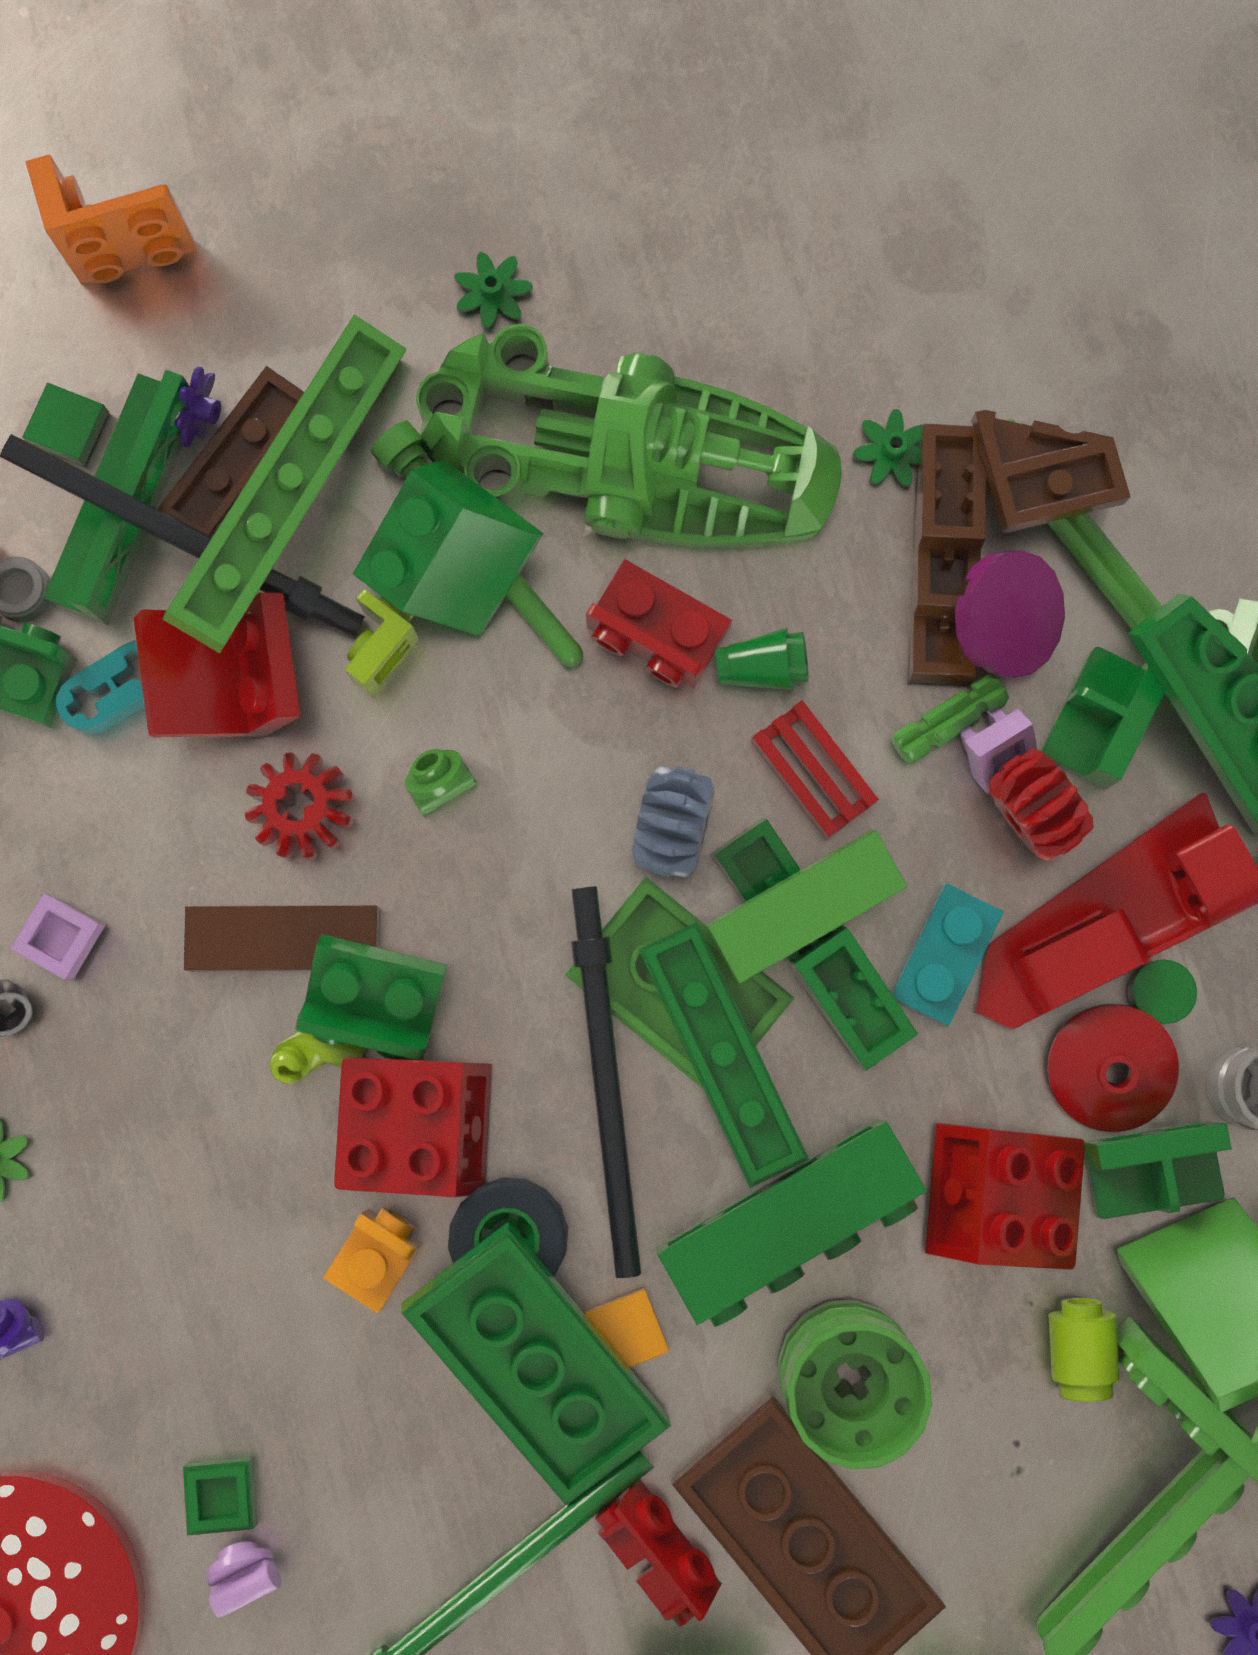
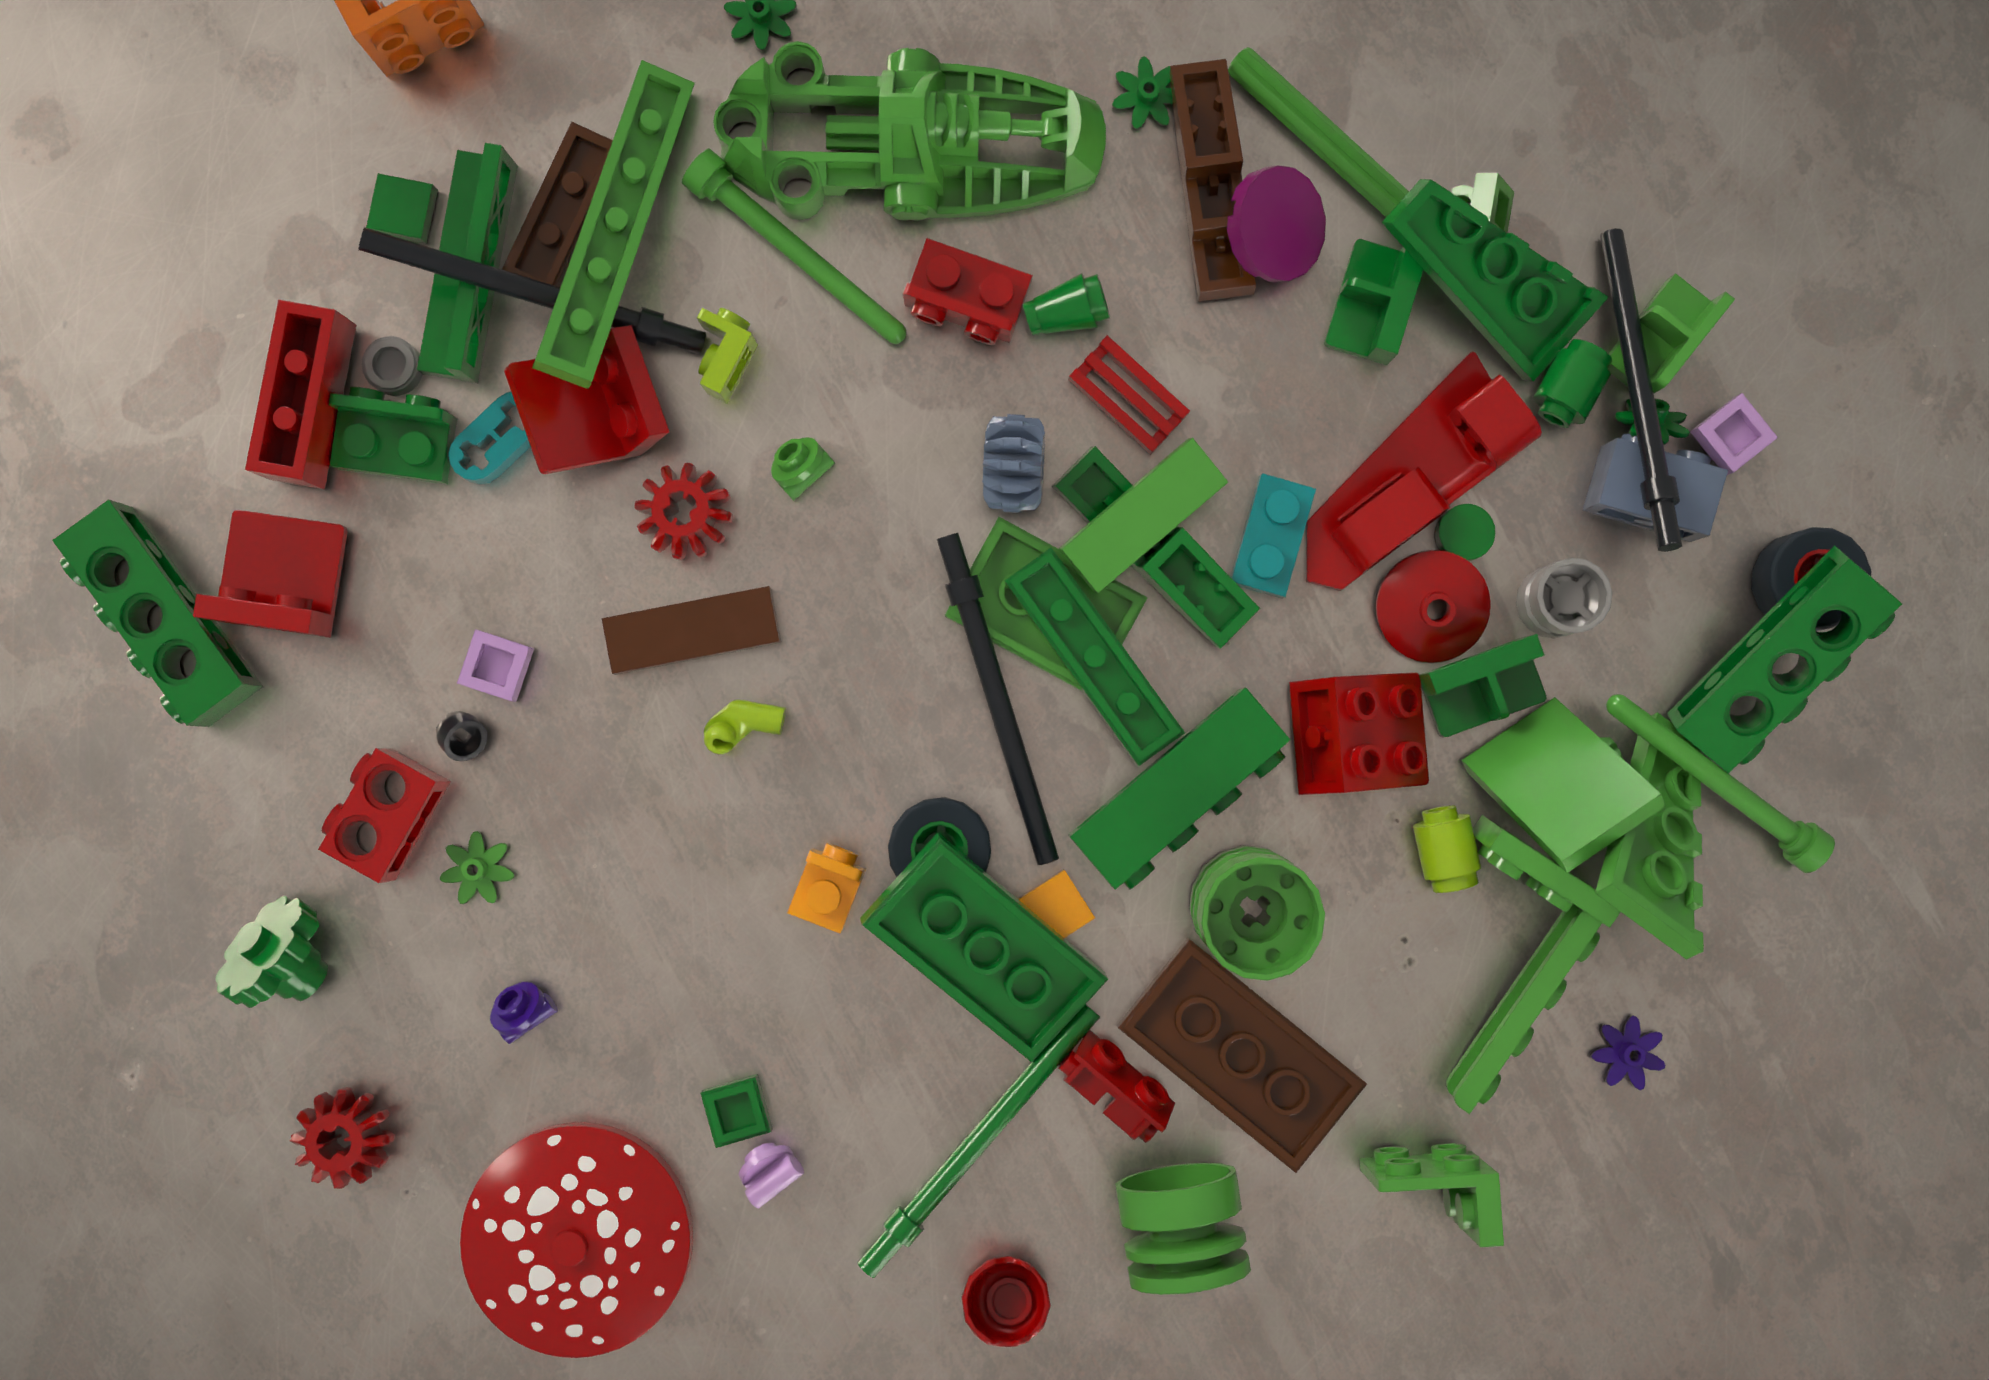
camera: 15 degrees left, 5 degrees up
(199, 407) = (520, 171): dark purple plant -> none
(371, 998) = (781, 666): green bracket -> none
(412, 1126) = (838, 769): red bracket -> none
(447, 549) = (769, 259): green slope -> none
(950, 718) = (1240, 327): bright green axle -> none
(997, 744) = (1288, 346): lavender tile -> none
(1041, 804) = (1331, 388): red gear -> none
(1046, 472) = (1287, 89): reddish brown wing -> none

